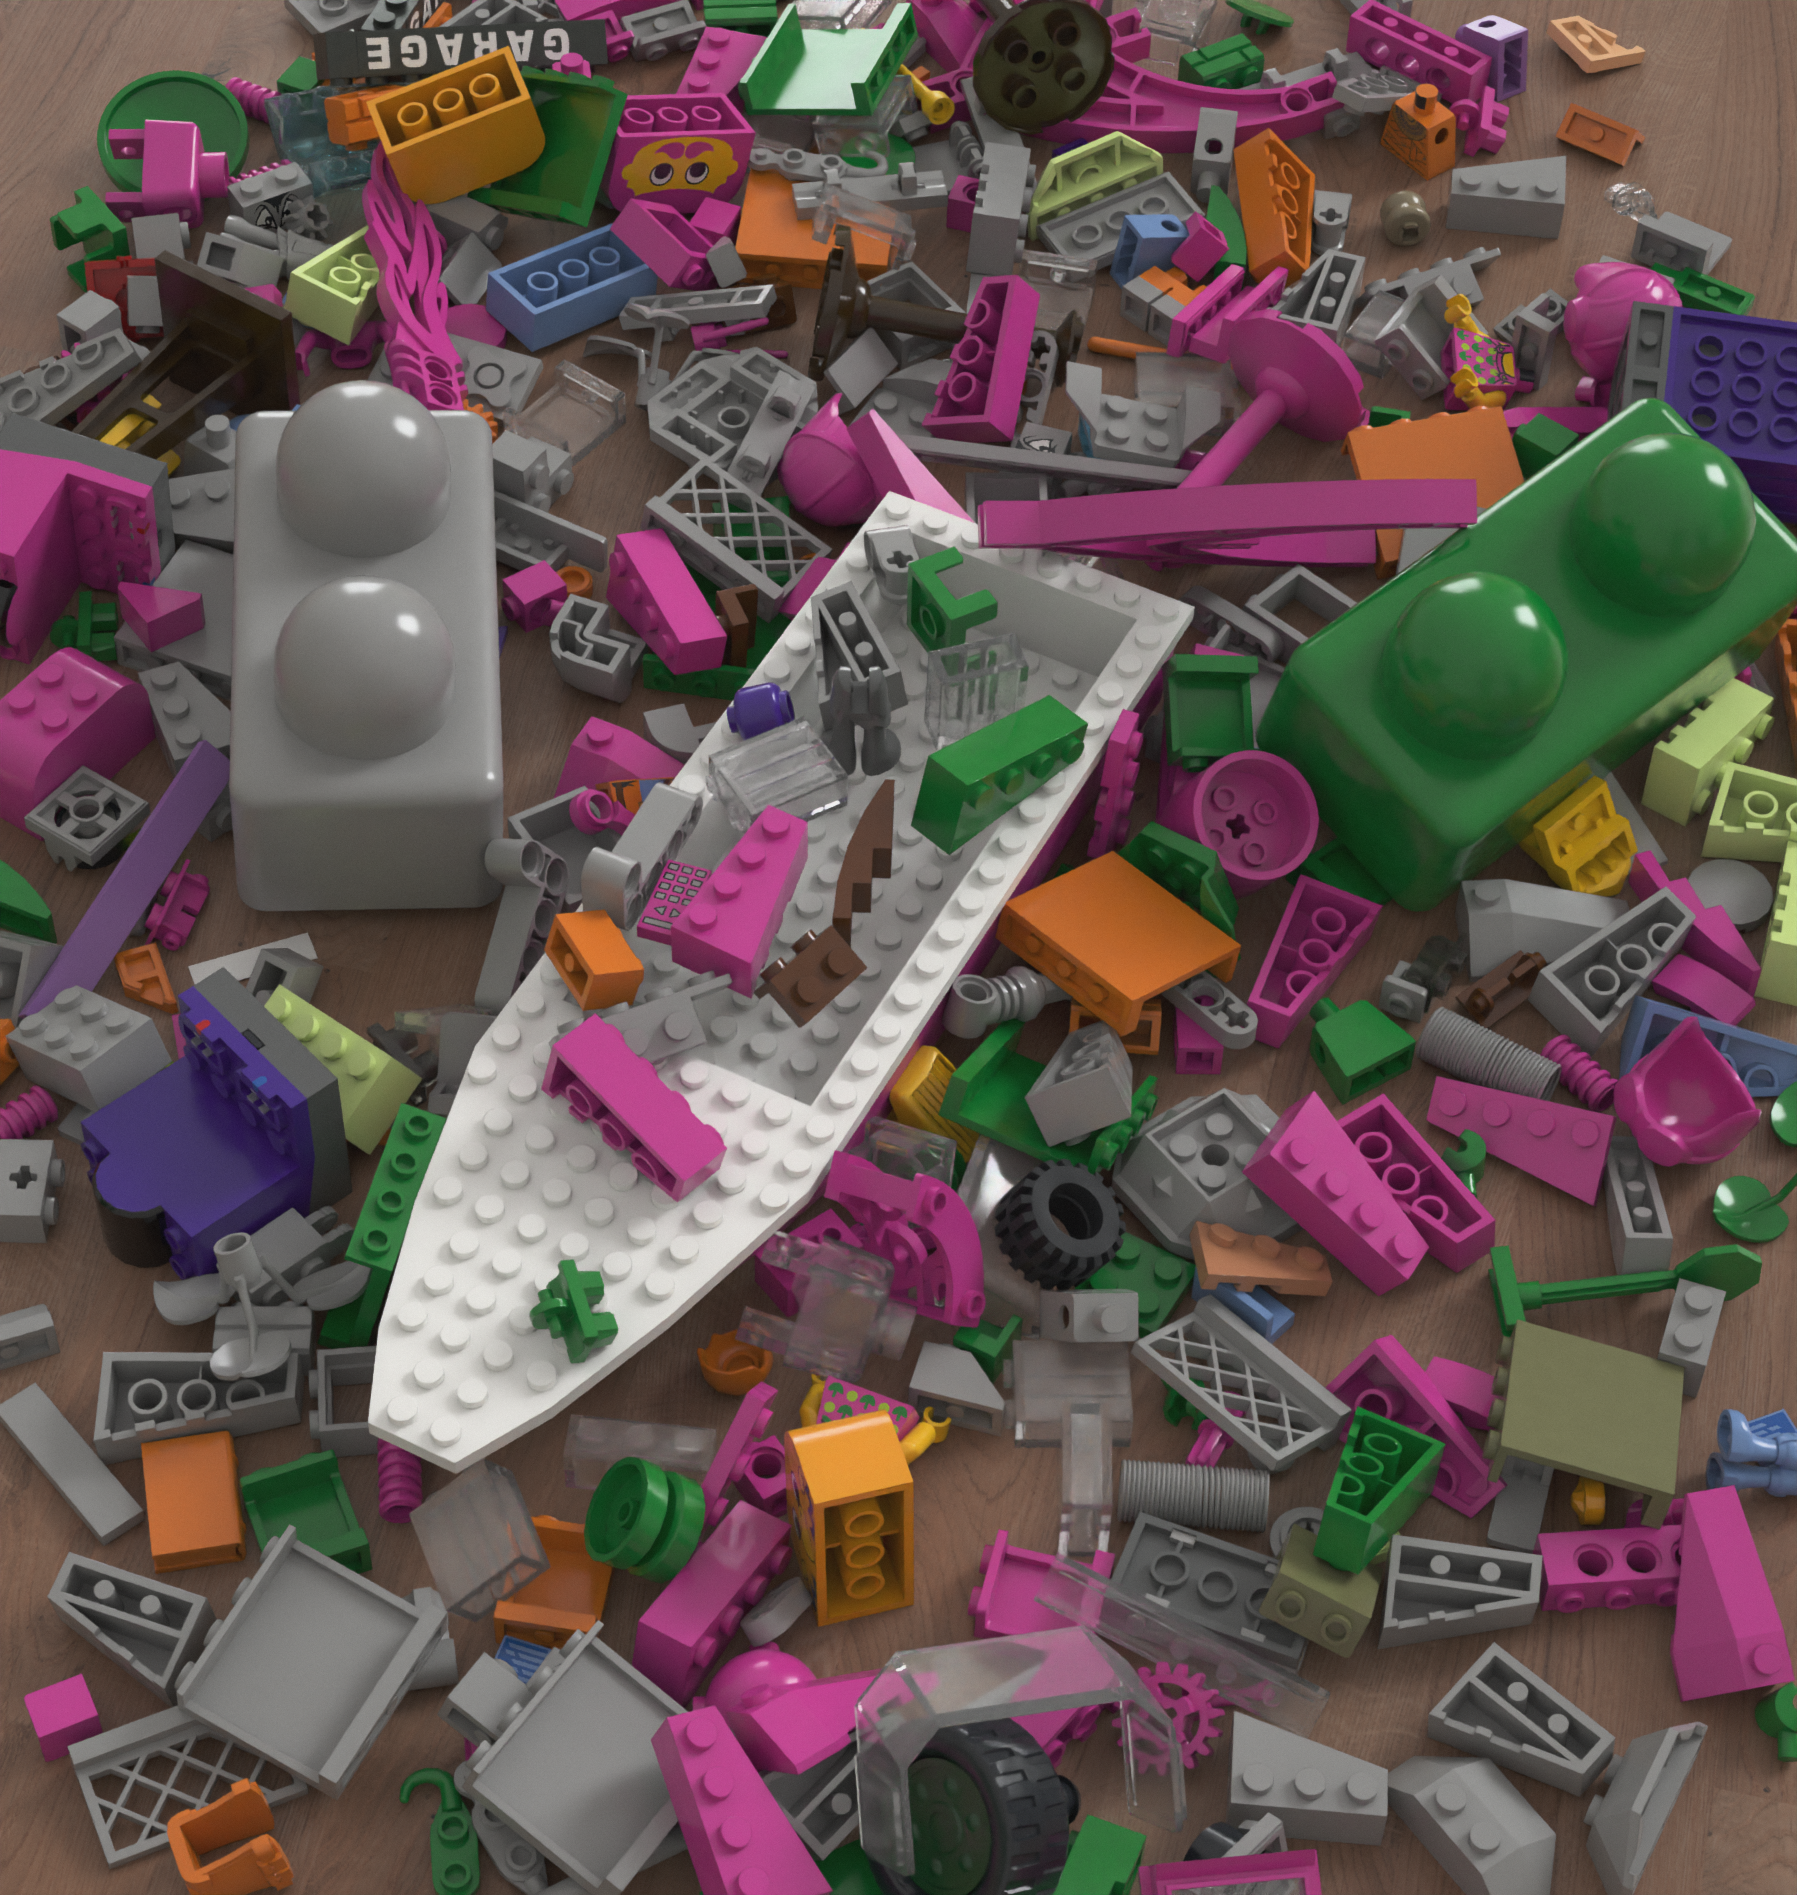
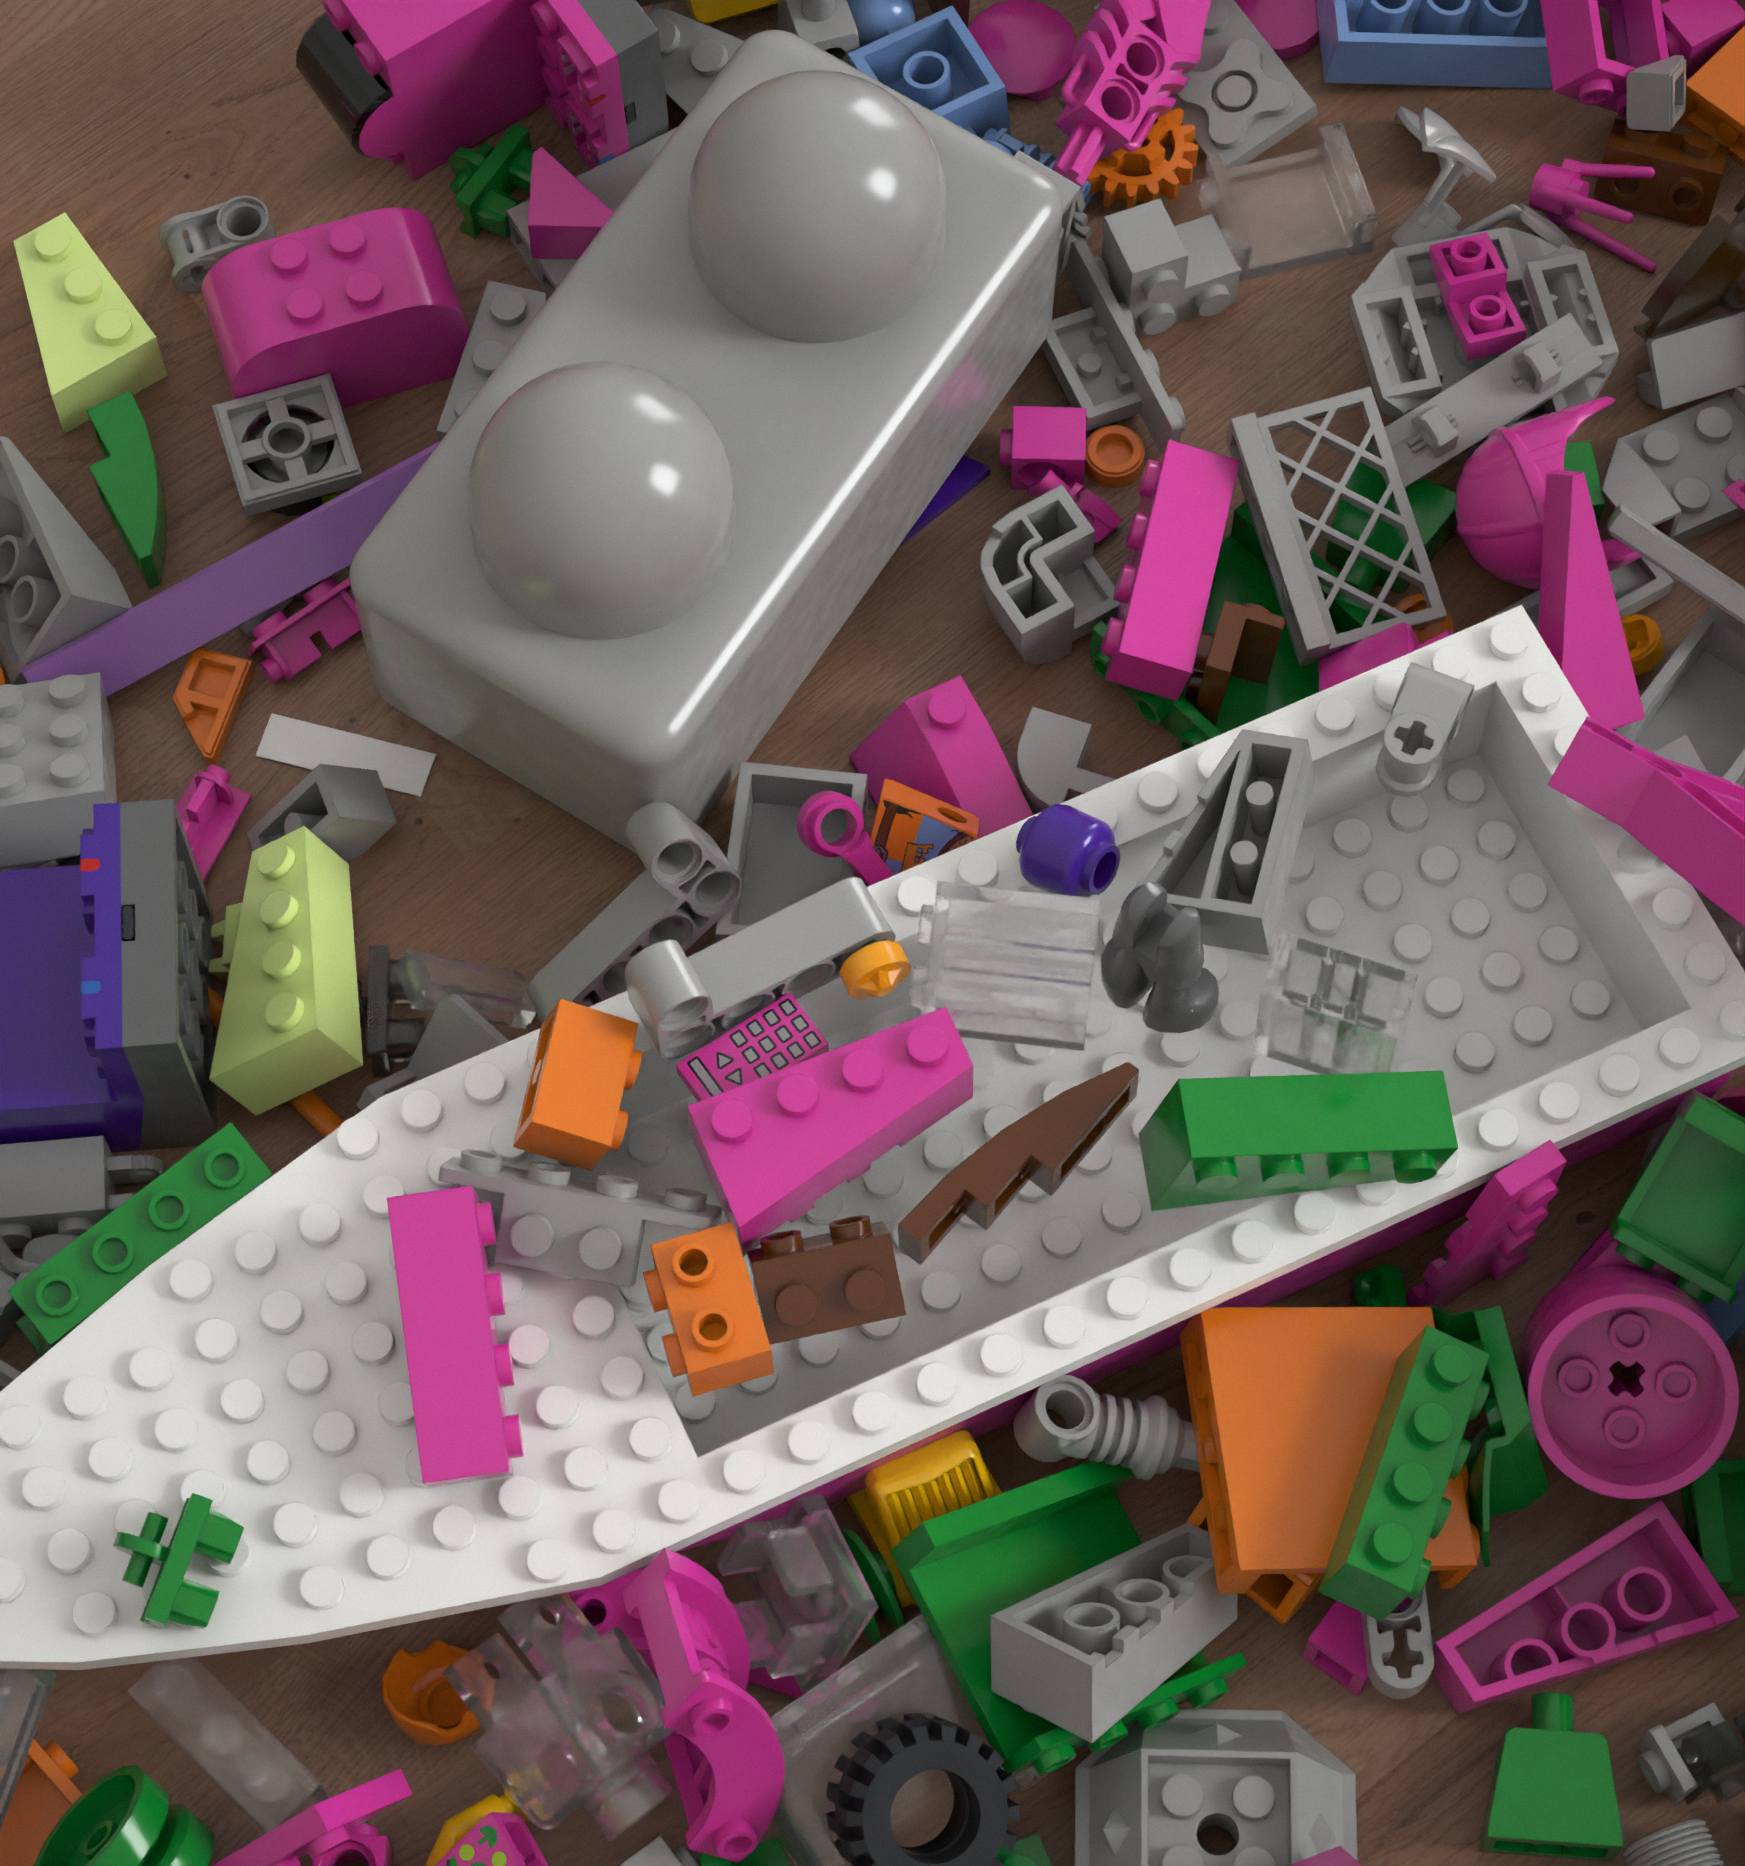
camera: 40 degrees right, 15 degrees up
(706, 822) = (875, 970): none -> light orange tile
(711, 395) = (1476, 295): none -> dark pink slope
(717, 305) = (1569, 142): light grey hinge -> none
(762, 1022) = (710, 1308): none -> orange brick
(934, 612) = (1396, 847): green panel -> none
(1175, 913) = (1405, 1475): none -> green brick

